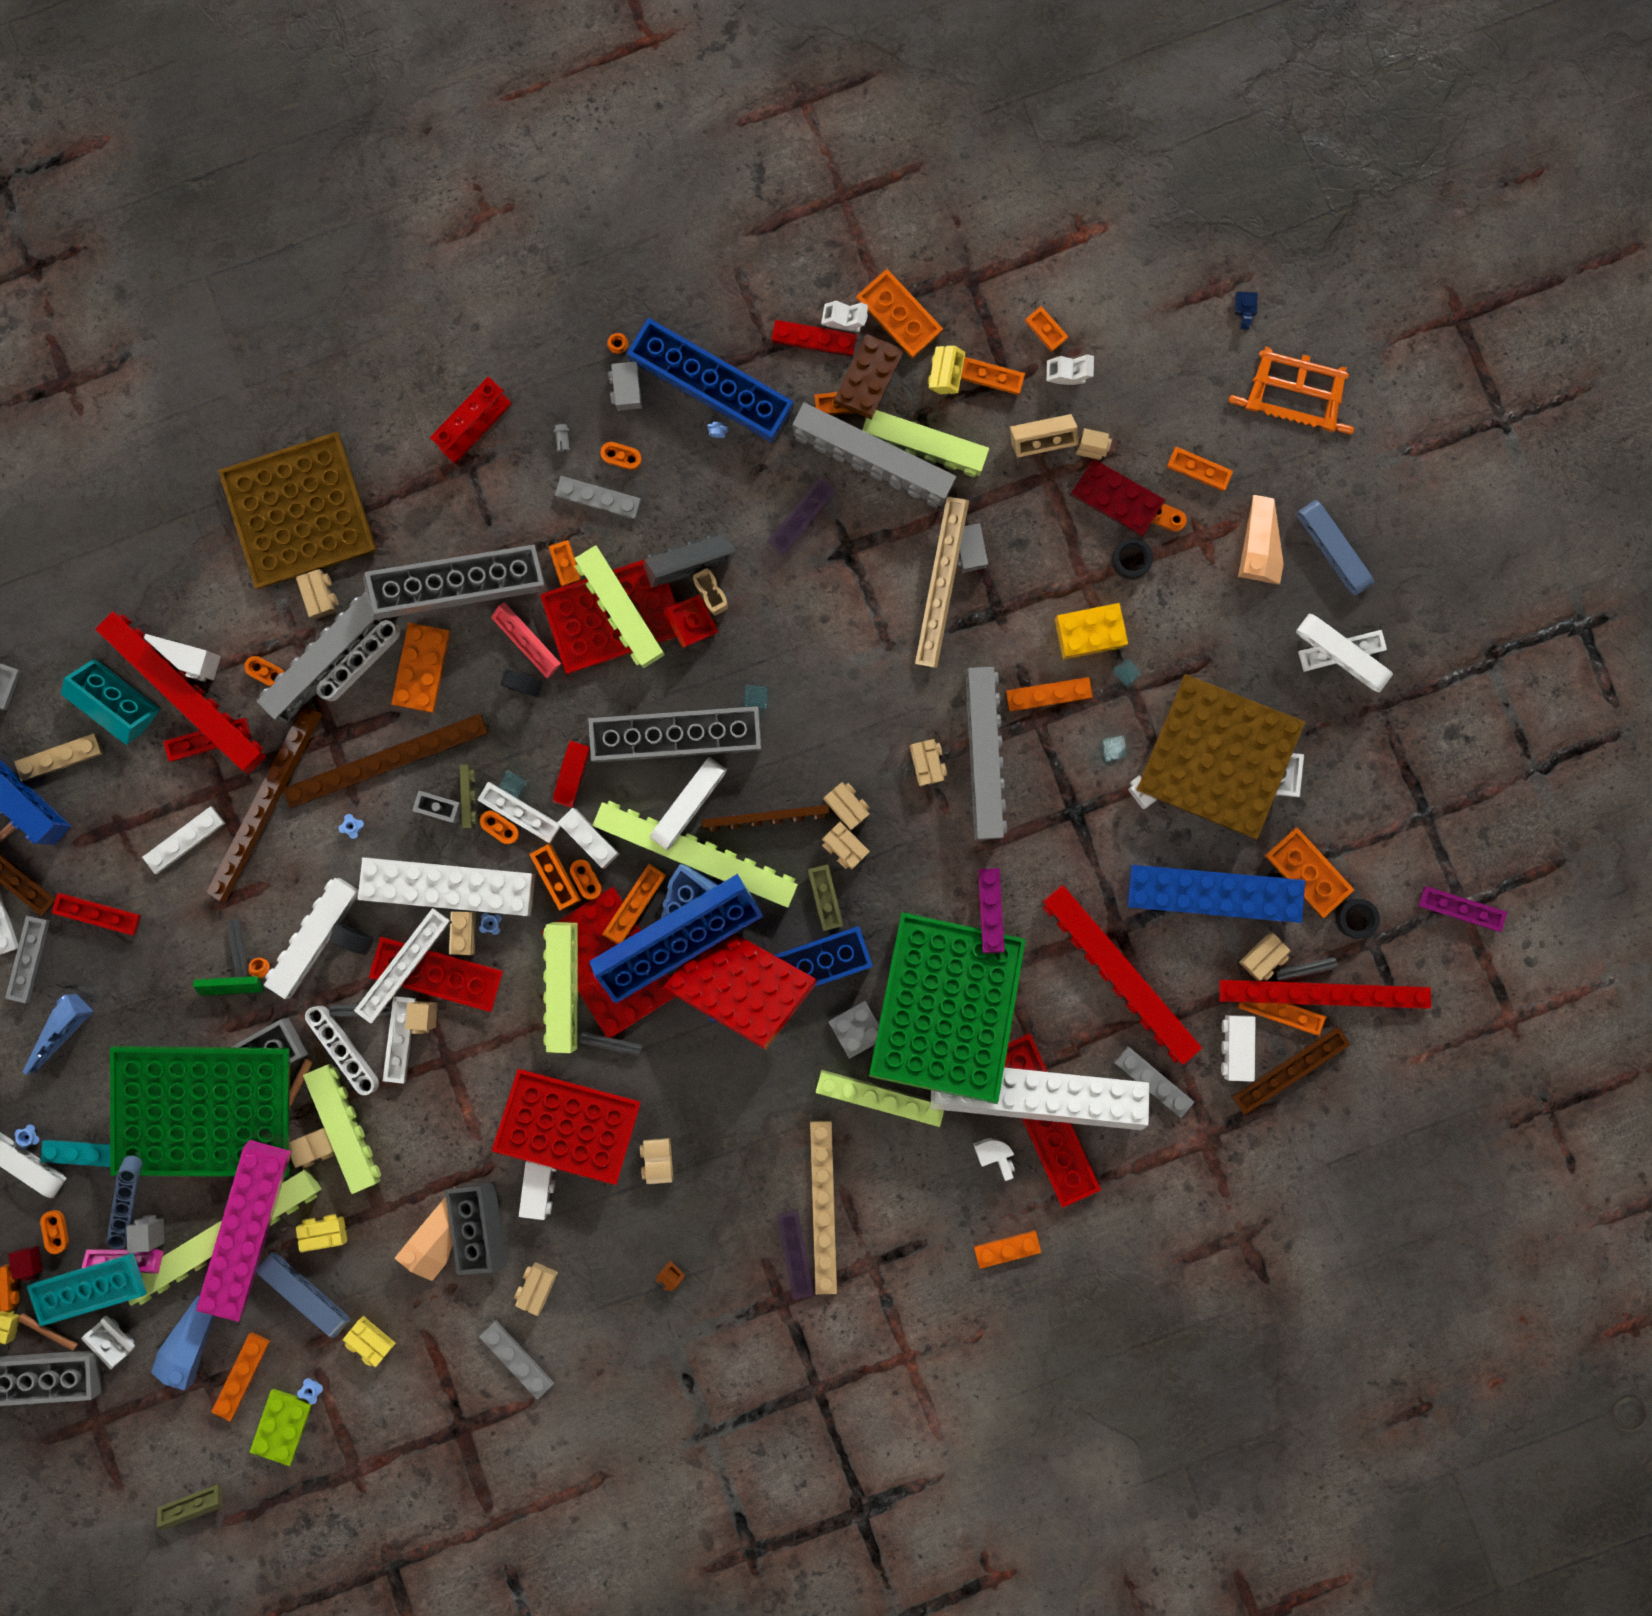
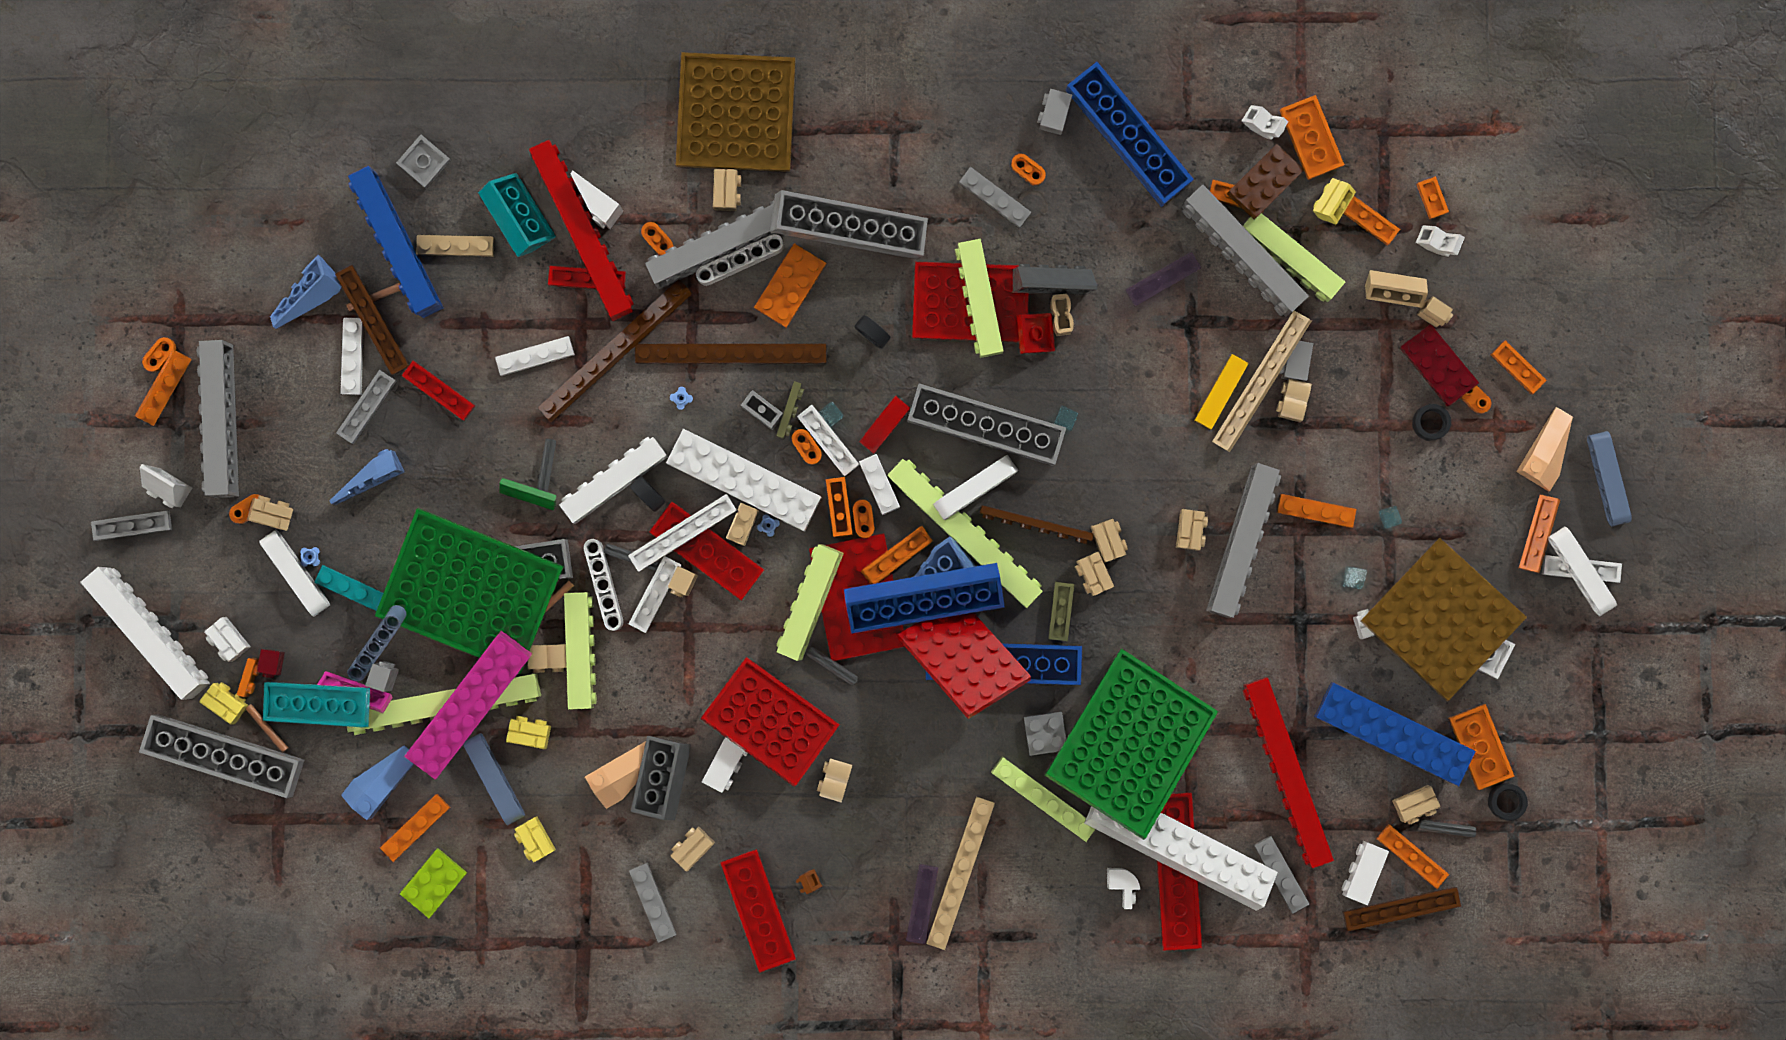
camera: 15 degrees right, 0 degrees up
(53, 1231) = (303, 645): orange plate -> none
(109, 1342) = (317, 755): white bracket -> none
(189, 1507) = (332, 921): olive plate -> none
(258, 963) = (559, 484): orange plate -> none
(314, 1386) = (475, 862): light blue plate -> none
(471, 420) = (913, 92): red fence -> none
(525, 640) = (888, 296): coral plate -> none
(562, 440) = (983, 135): light grey pin -> none
(564, 563) = (946, 243): orange plate -> none
(613, 339) = (1061, 66): orange plate -> none
(628, 1326) = (758, 910): none -> red plate
(717, 429) = (1119, 178): light blue plate -> none
(814, 338) = (1230, 130): red plate -> none
(905, 609) = (1221, 391): none -> yellow tile
(983, 589) = (1294, 400): none -> tan brick
(991, 910) = (1197, 676): magenta plate -> none
(1007, 1249) = (1103, 968): orange plate -> none
(1091, 631) = (1373, 471): yellow brick -> none
(1246, 307) = (1611, 243): dark blue plate -> none
(1285, 631) = (1539, 533): none -> orange plate
(1324, 994) = (1455, 855): red plate -> none
(1334, 397) = (1657, 349): orange piece -> none
(1462, 909) = (1600, 827): magenta plate -> none

